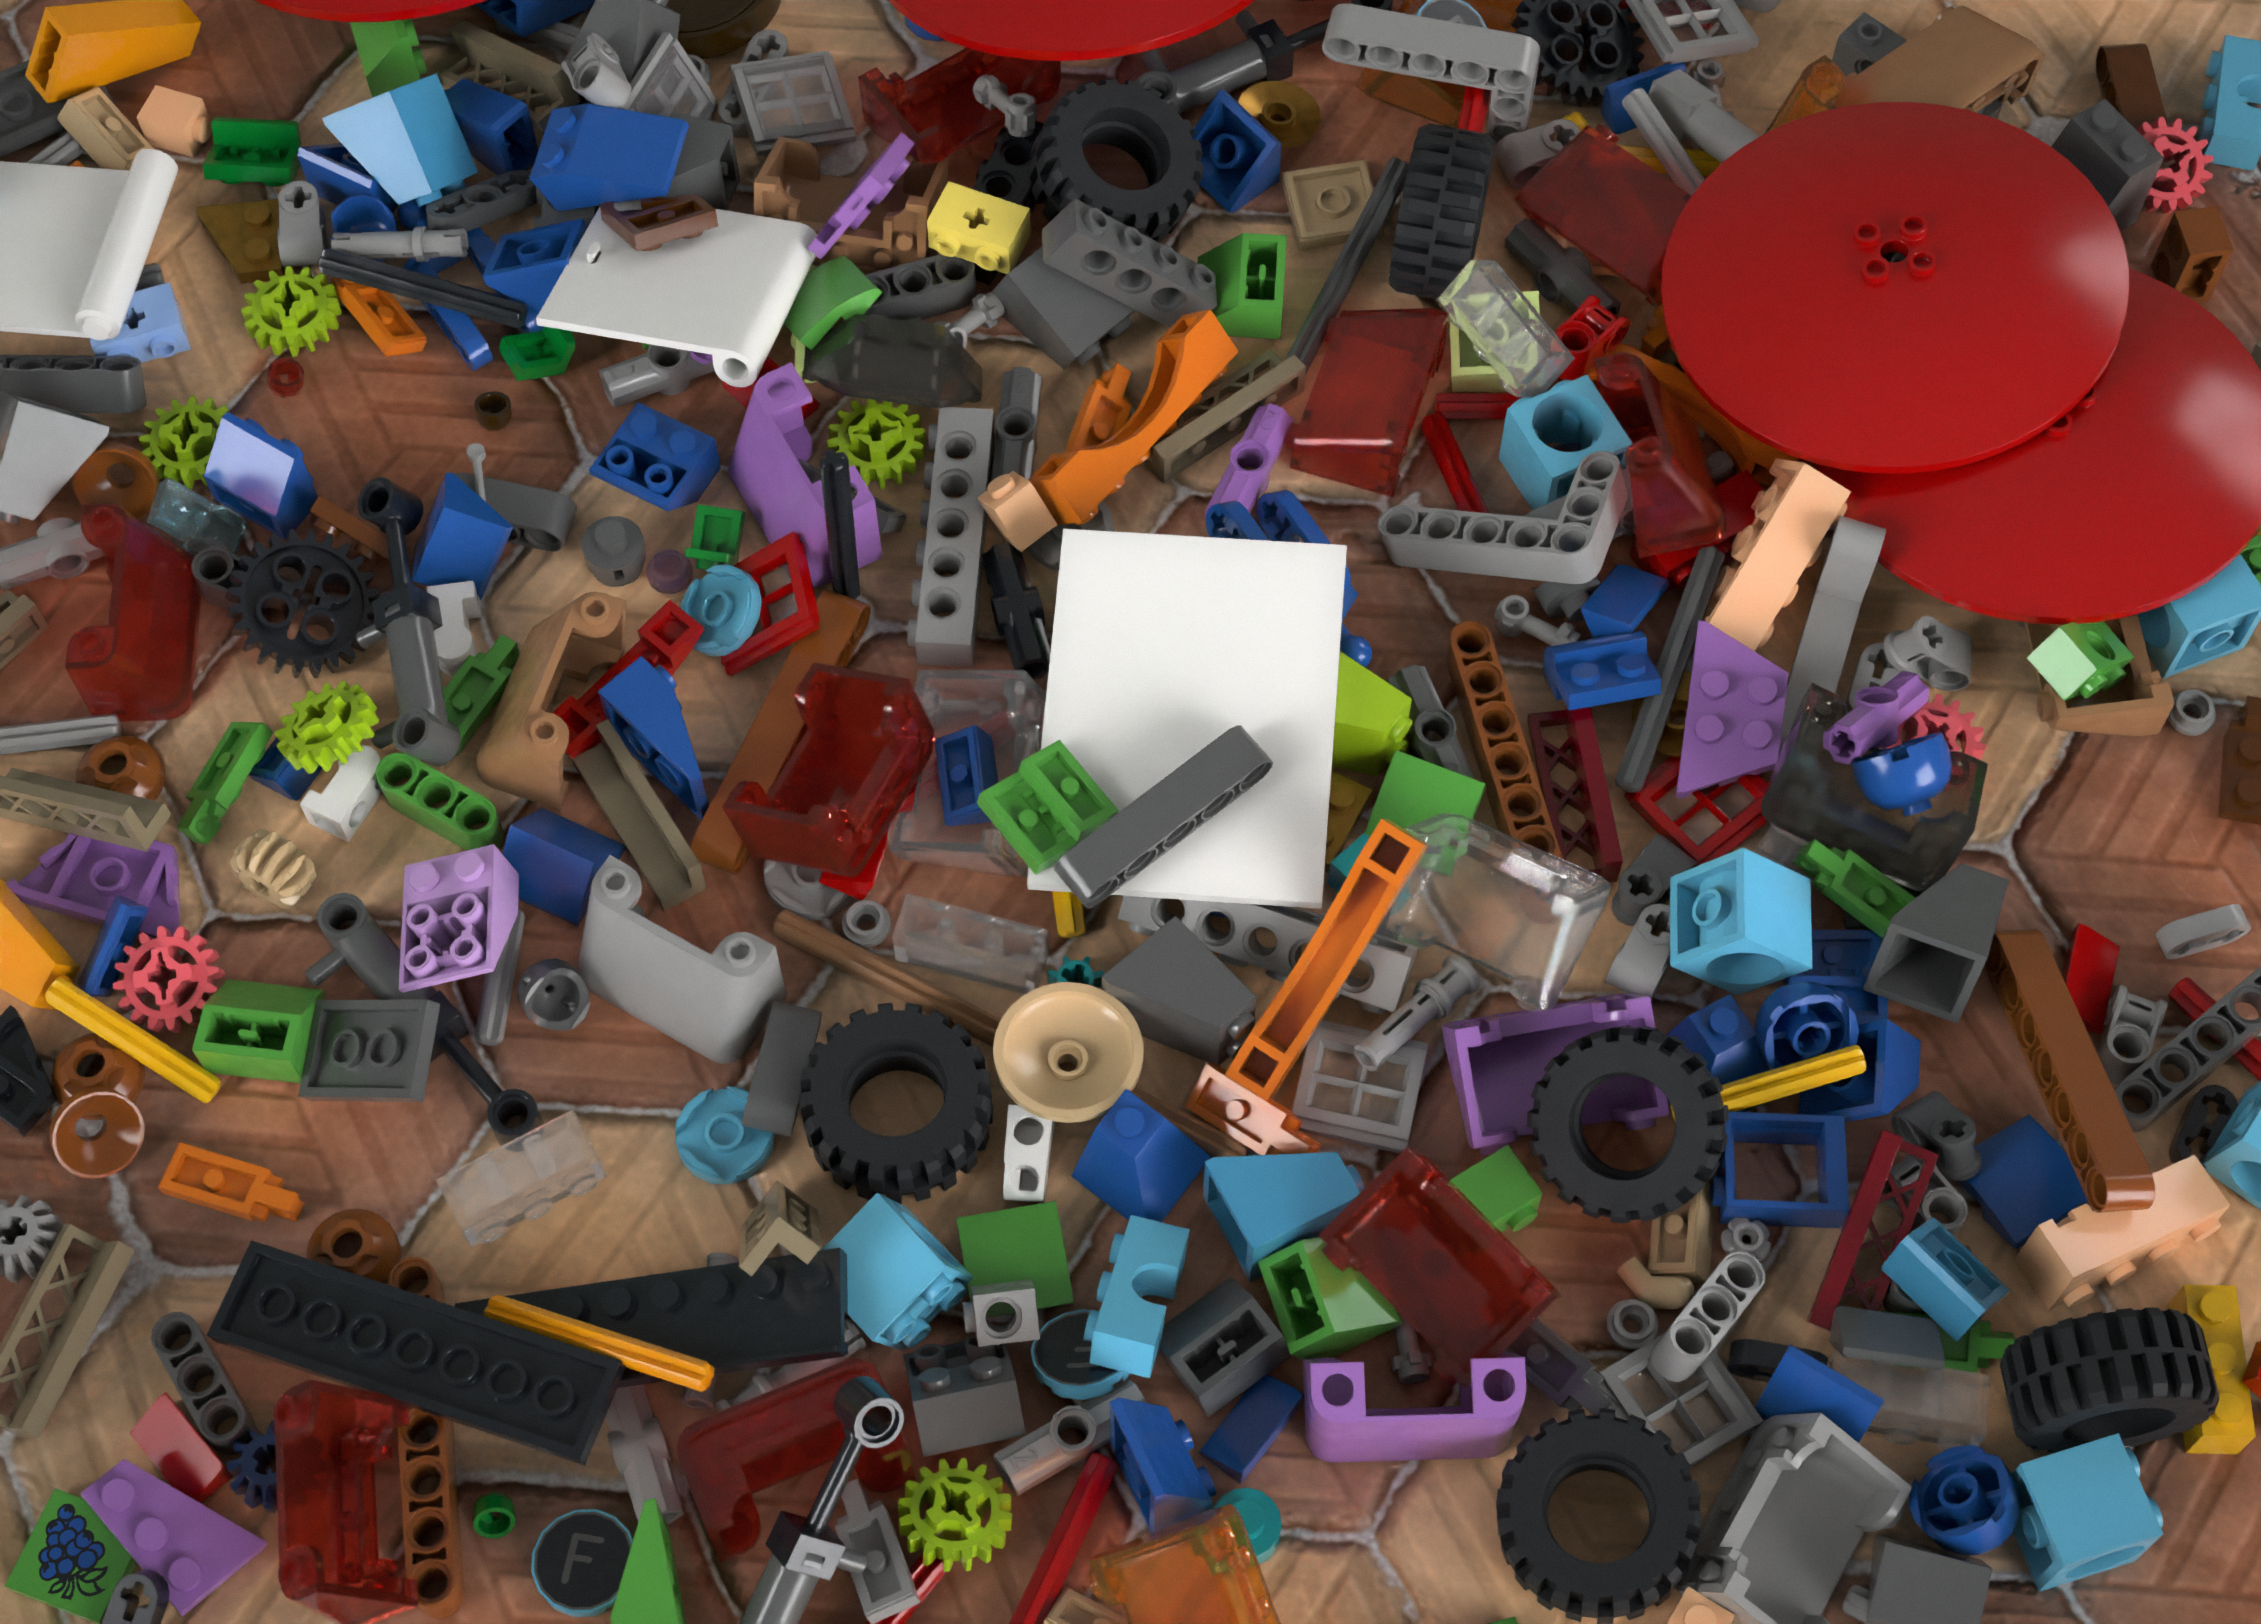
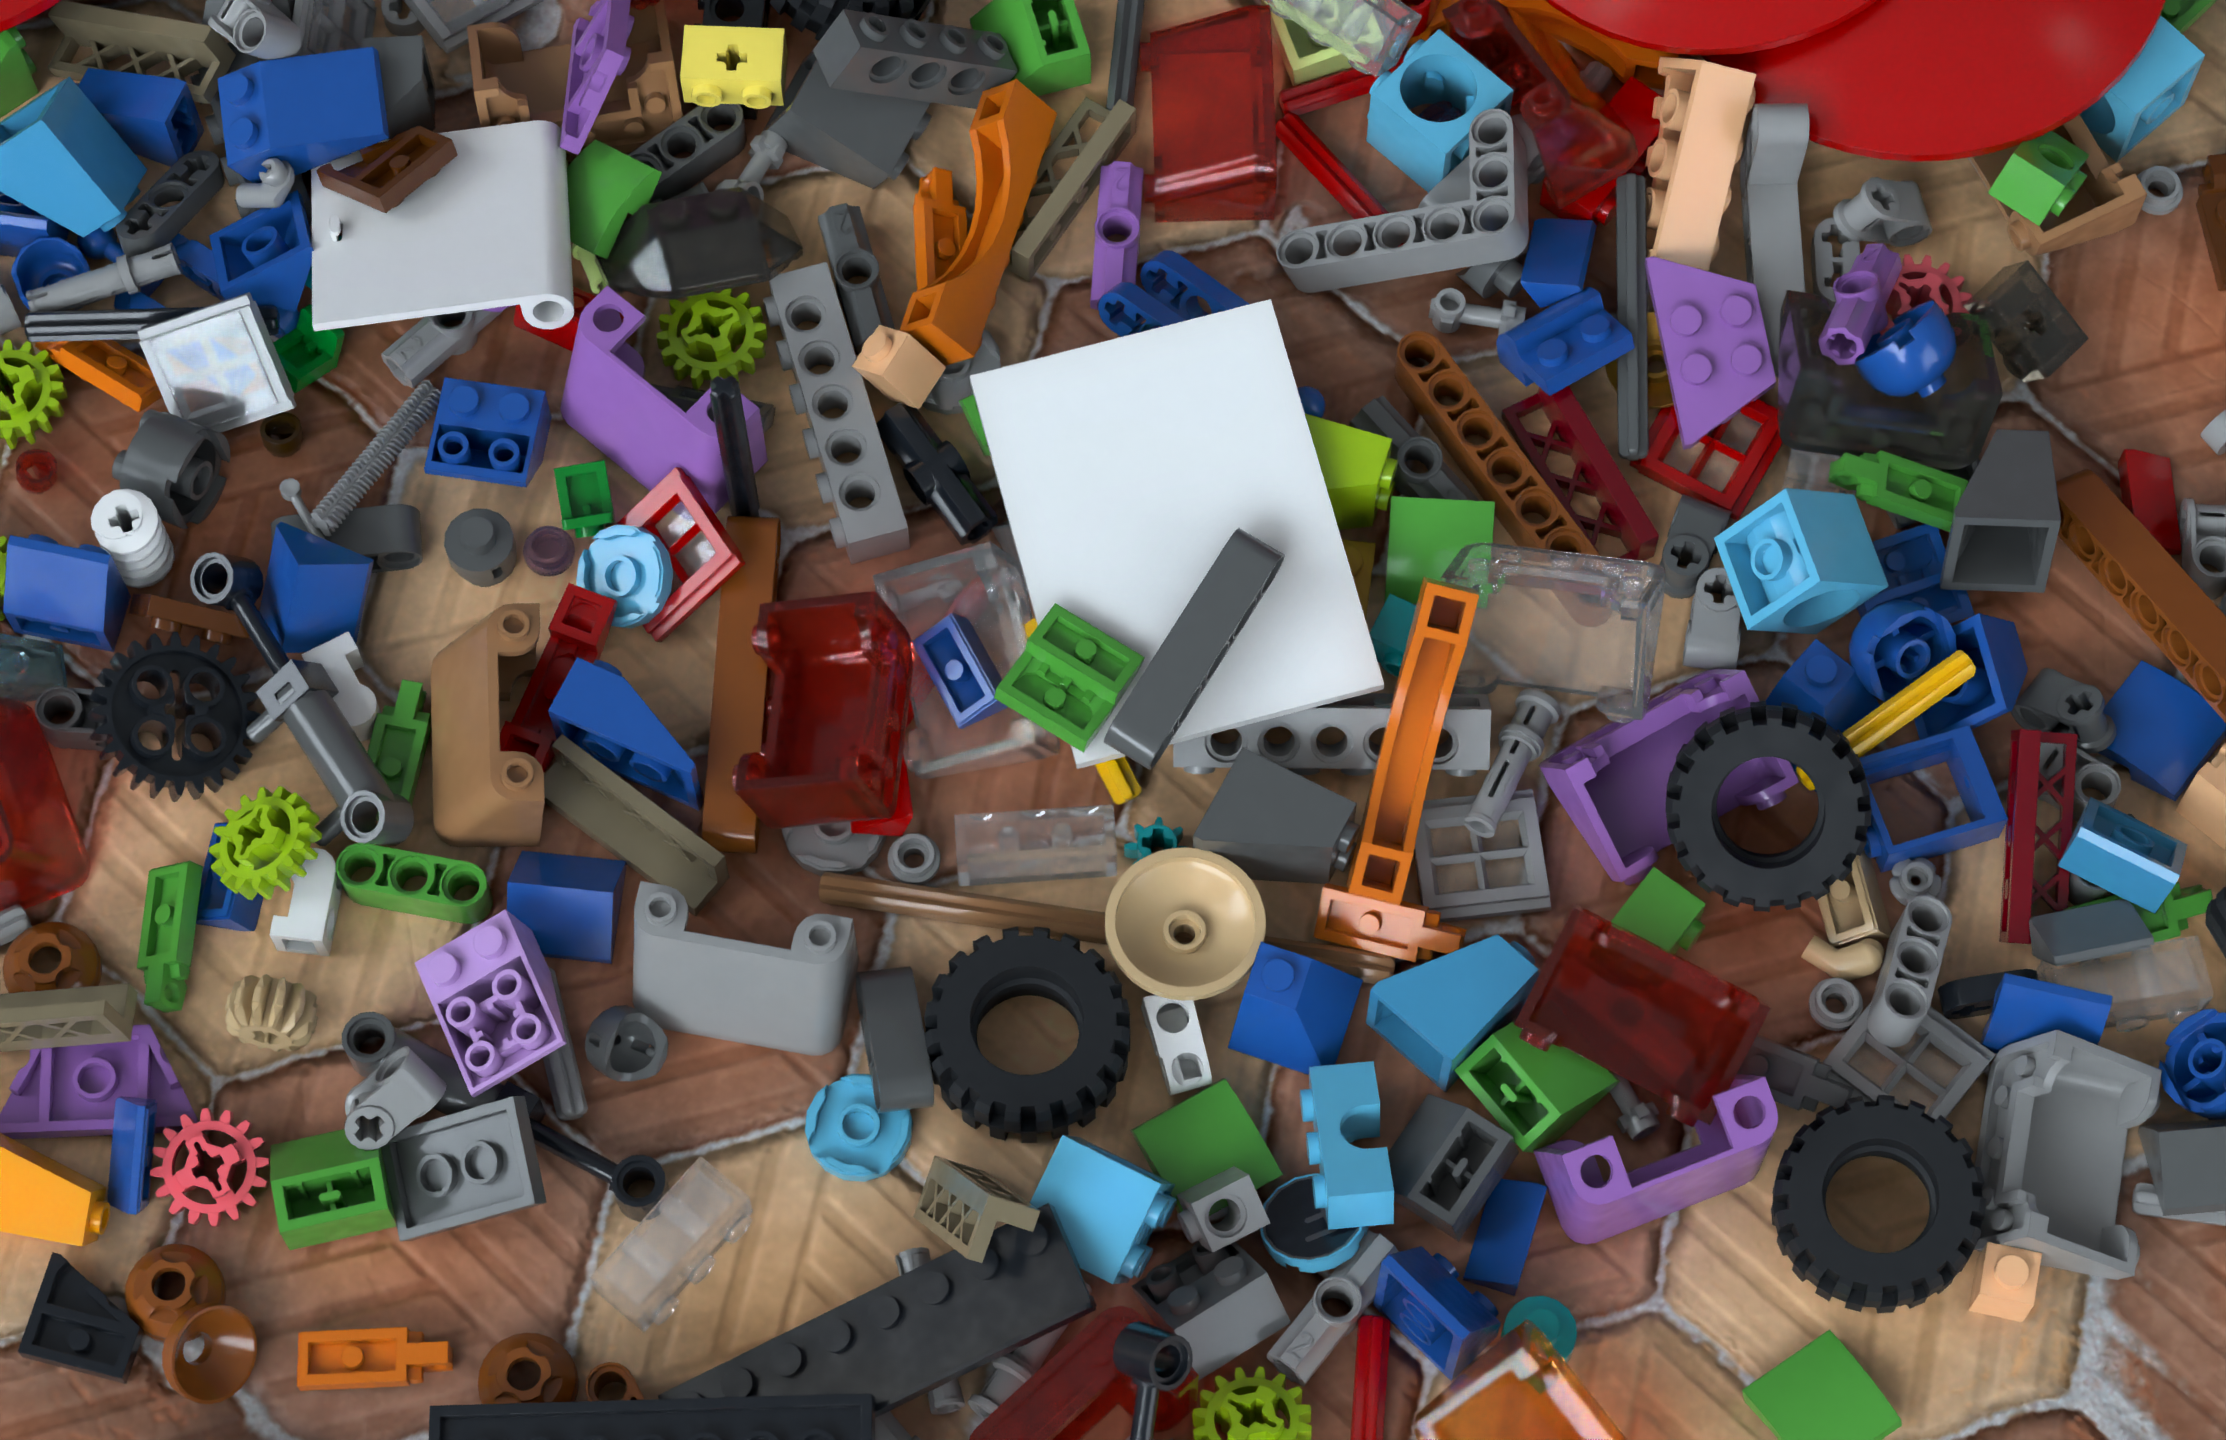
camera: 20 degrees left, 5 degrees up
(133, 1040) = (202, 1243): yellow axle -> none
(332, 450) = (134, 537): none -> white piece
(332, 971) = (391, 1099): none -> light grey piece
(389, 407) = (174, 466): none -> dark grey brick
(458, 338) = (218, 365): none -> clear piece
(552, 452) = (376, 458): none -> light grey axle
(558, 213) = (273, 189): none -> light grey arm
(630, 1351) = (881, 1381): light orange axle -> none
(2043, 800) = (2026, 322): none -> clear smoke brick

